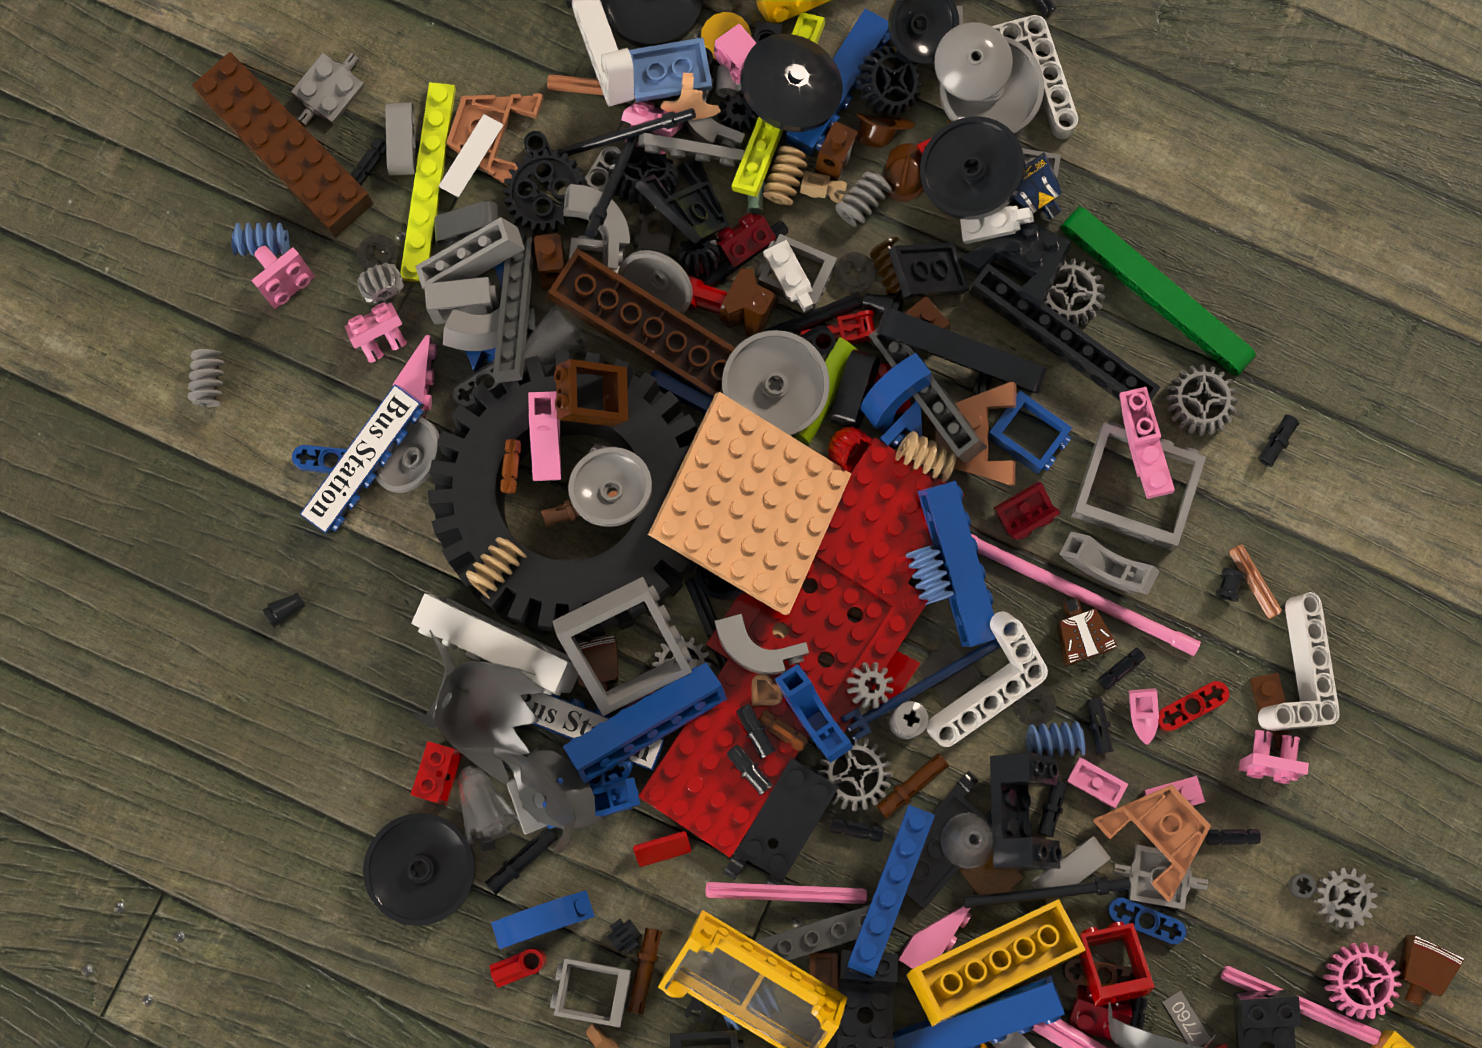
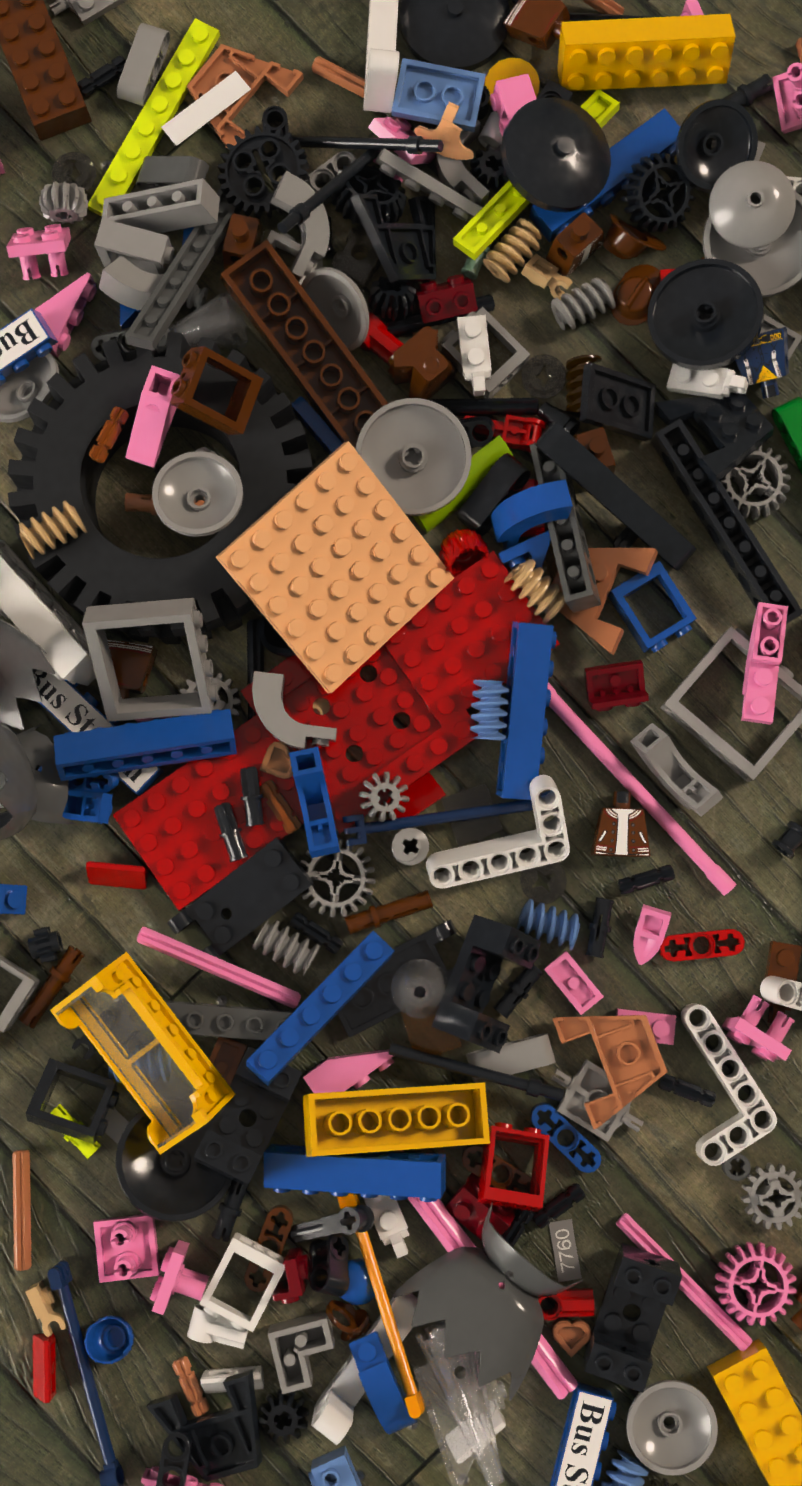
camera: 20 degrees right, 5 degrees up
(837, 851) = (286, 947): none -> light grey piece
(1165, 983) = (558, 1205): none -> black axle
(1268, 816) = (731, 1084): none -> white beam

